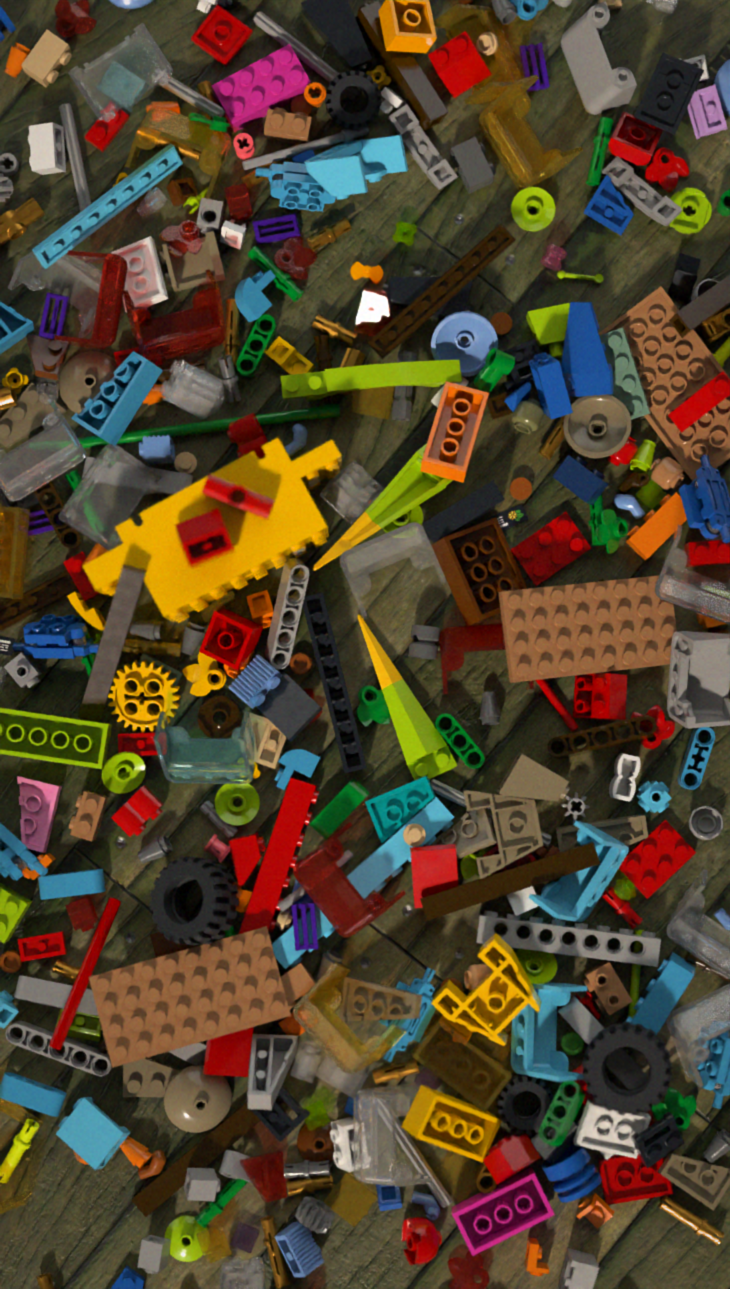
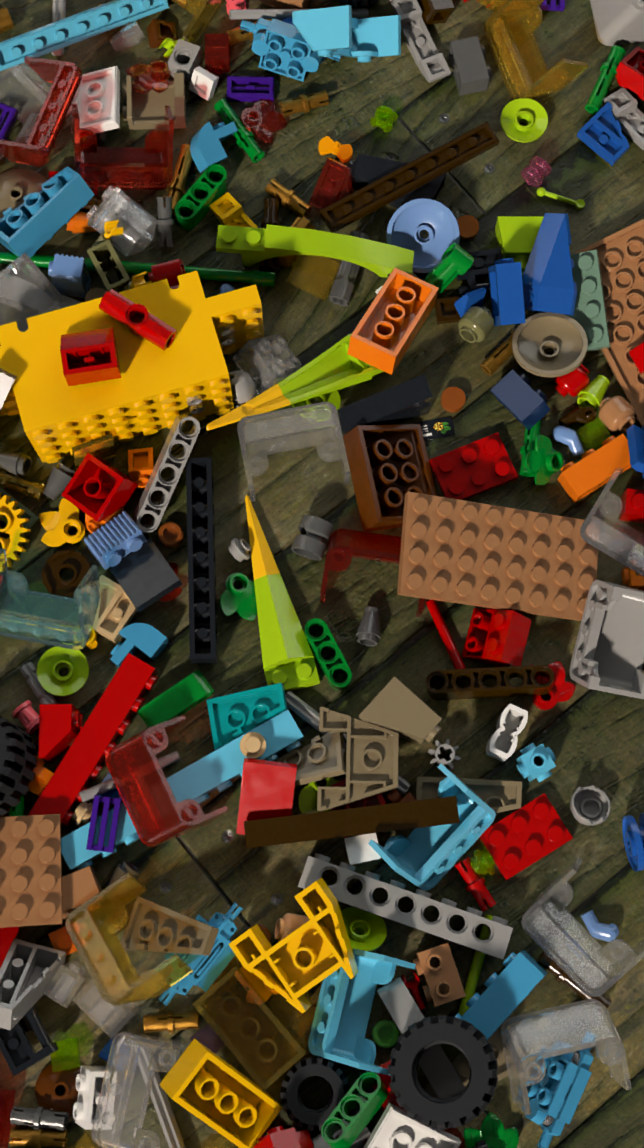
camera: 10 degrees right, 10 degrees down
(194, 438) = (108, 263): none -> olive torso
(335, 521) = (242, 386): none -> light grey hair
(363, 665) = (240, 549): none -> light grey plate
(689, 761) = (594, 741): dark azure beam -> none

